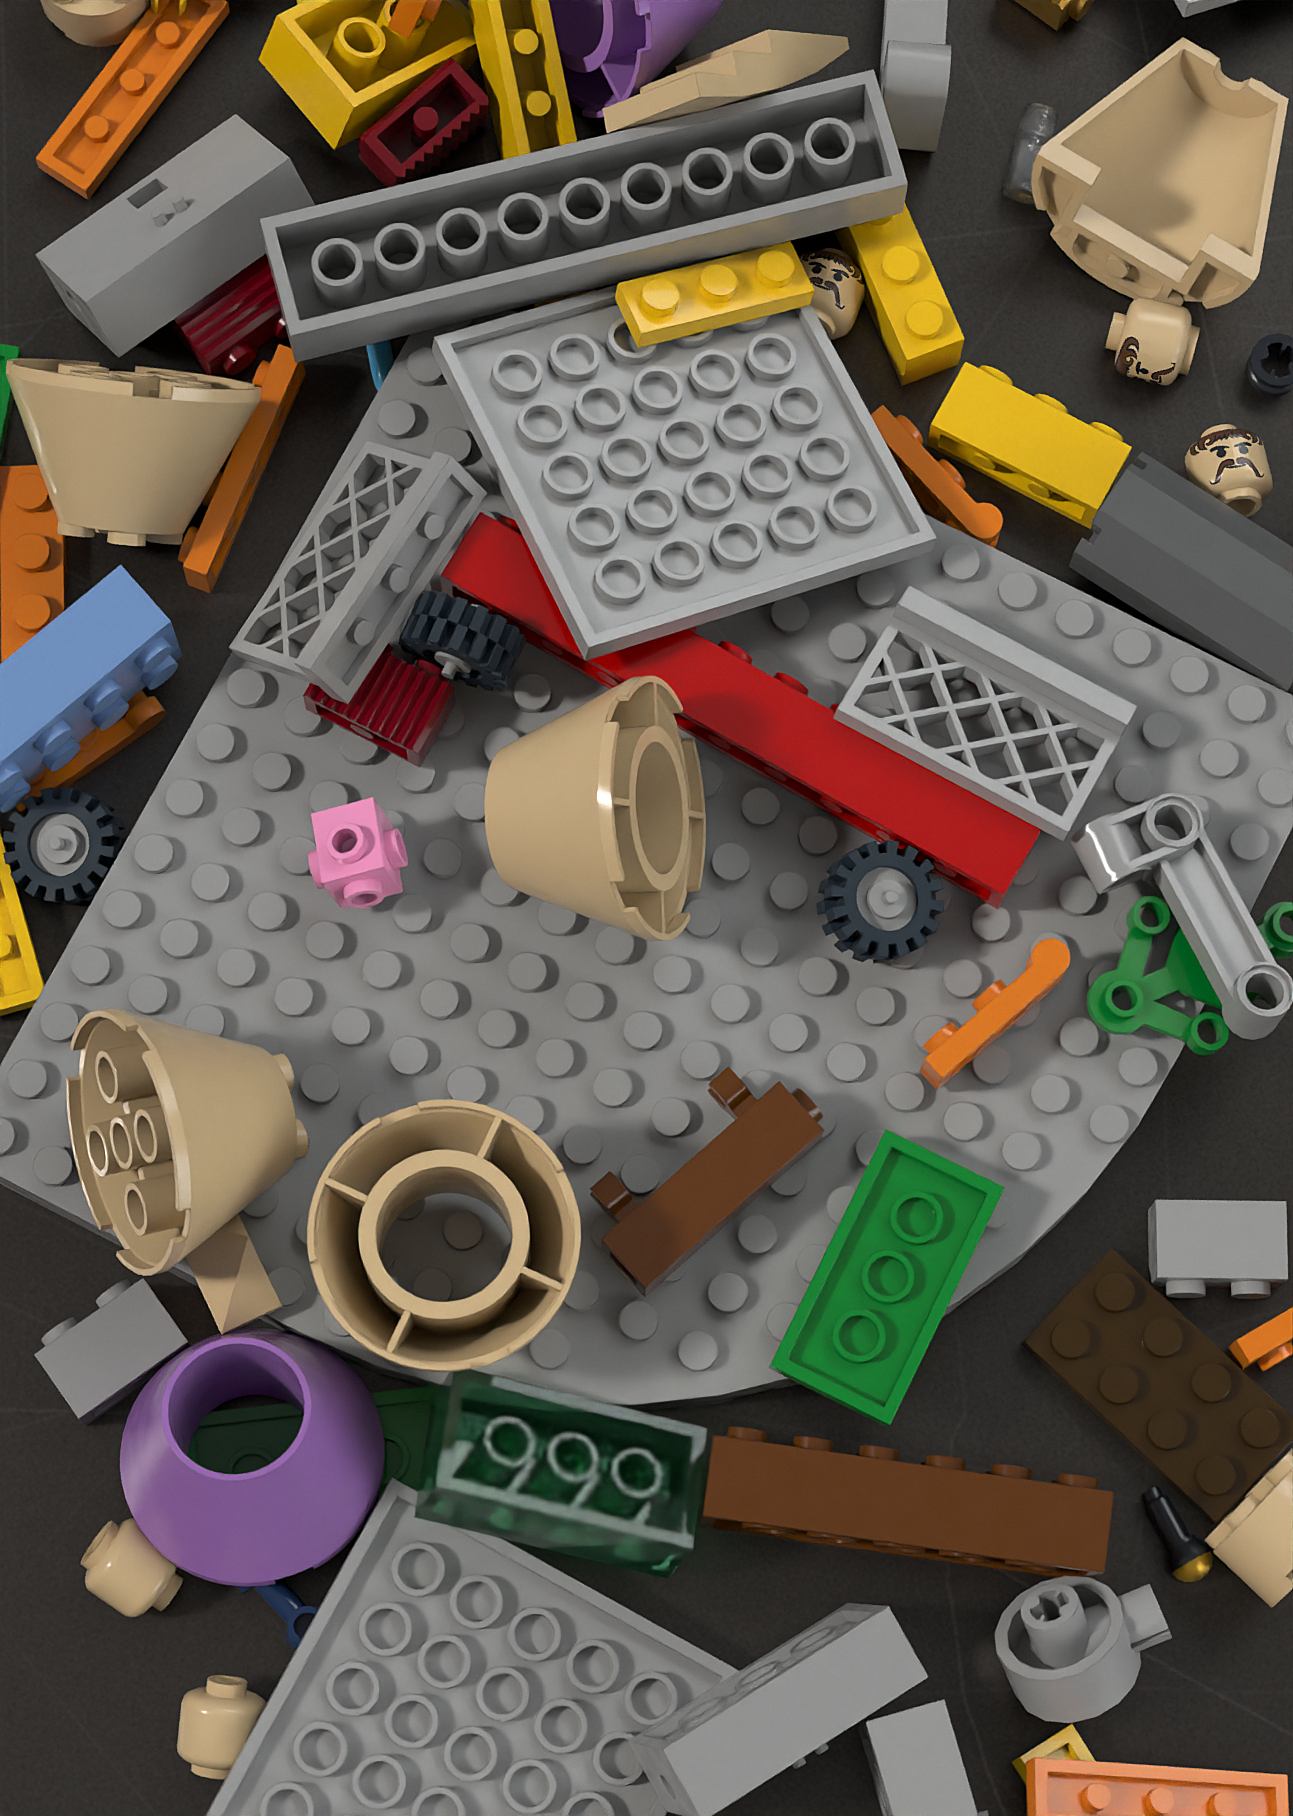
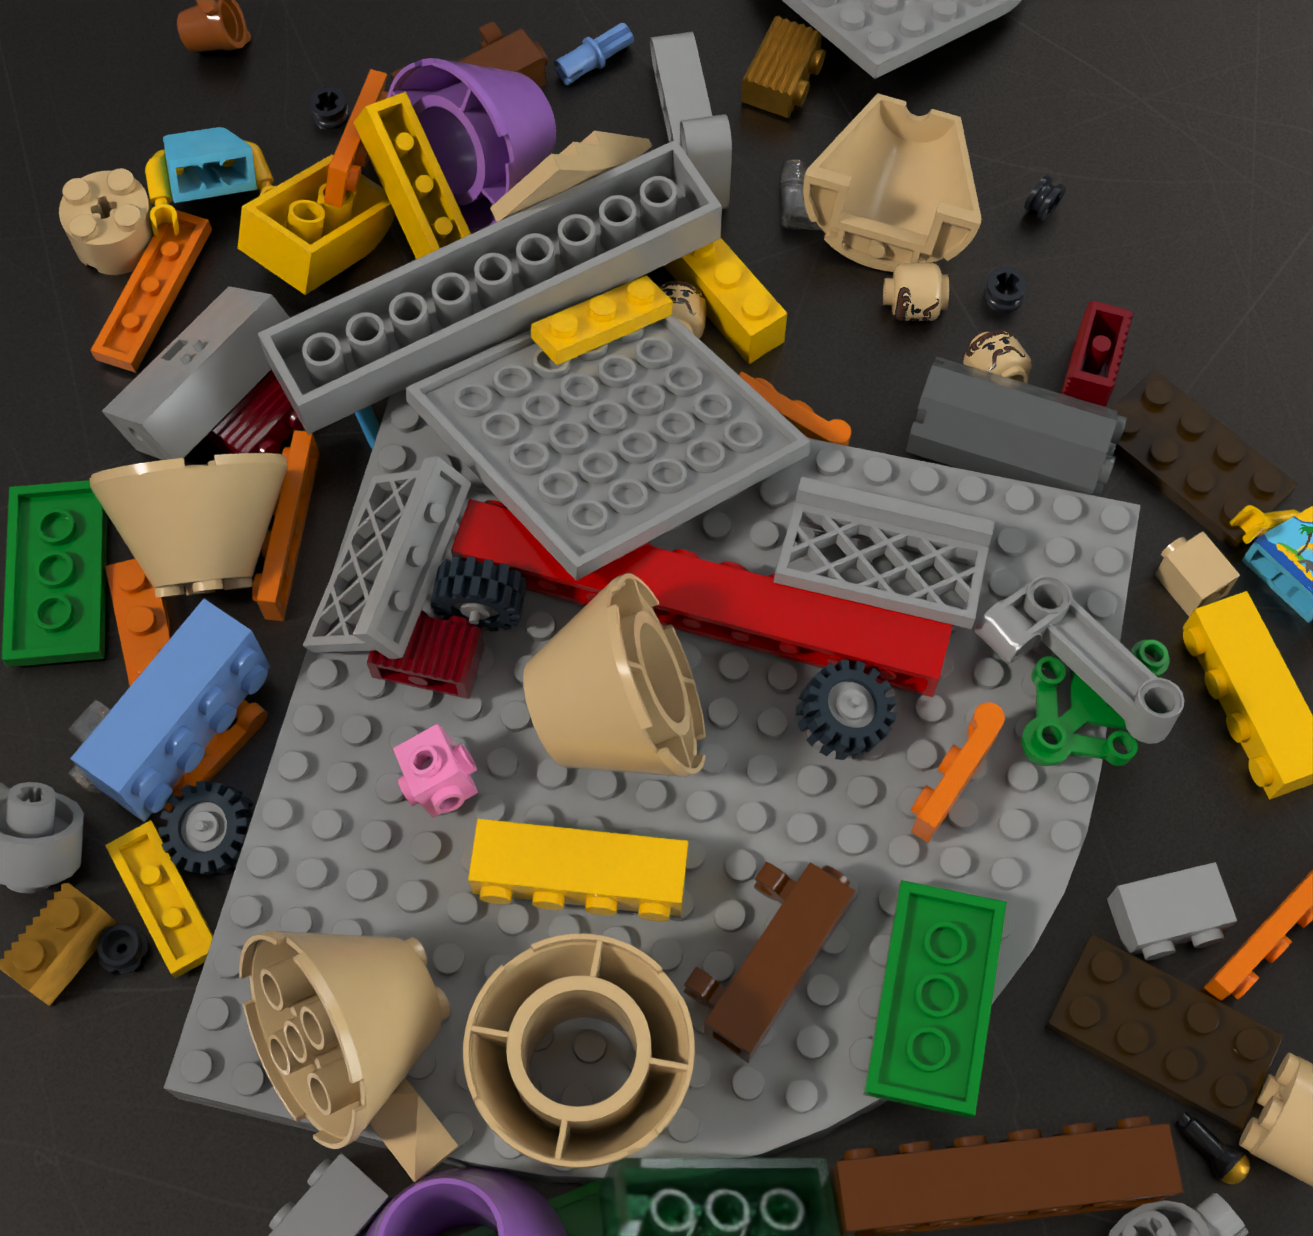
camera: 10 degrees left, 10 degrees down
(424, 126) = (371, 253): dark red brick -> none
(501, 1017) = (578, 868): none -> yellow brick
(1028, 443) = (851, 378): yellow brick -> none

